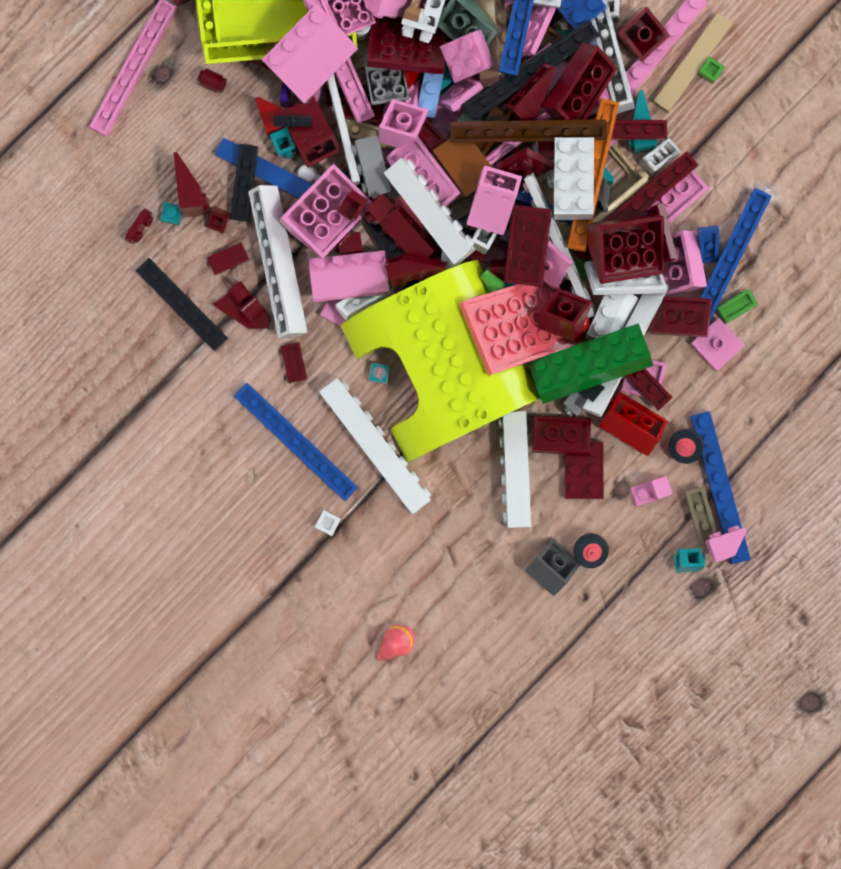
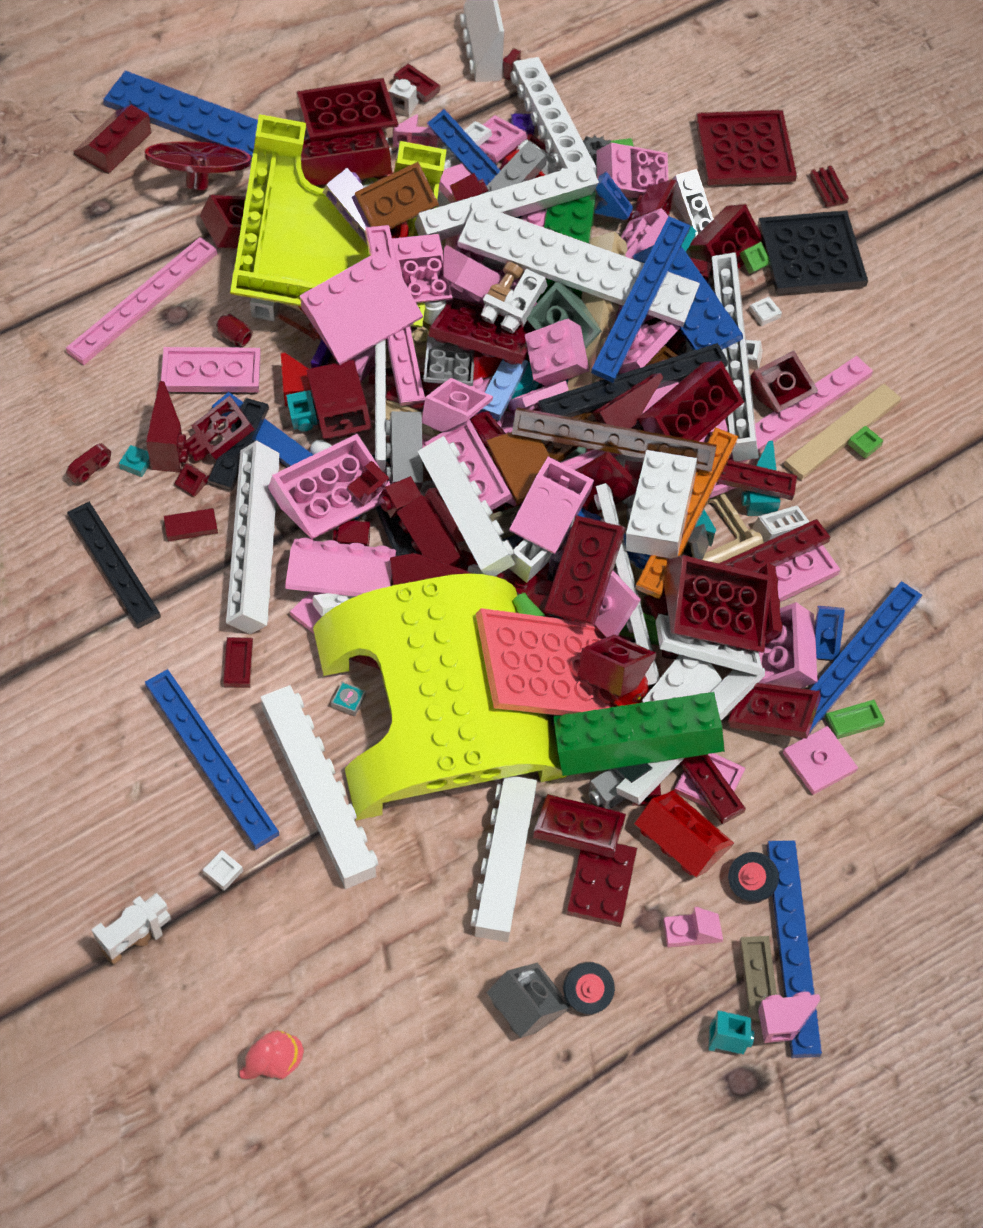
camera: 10 degrees right, 25 degrees down
(204, 121) = (211, 369): none -> bright pink plate
(214, 187) = (198, 443): none -> dark red piece
(244, 307) = (193, 583): dark red panel -> none
(281, 582) = (135, 927): none -> white hips
(292, 121) = (319, 378): black axle -> none

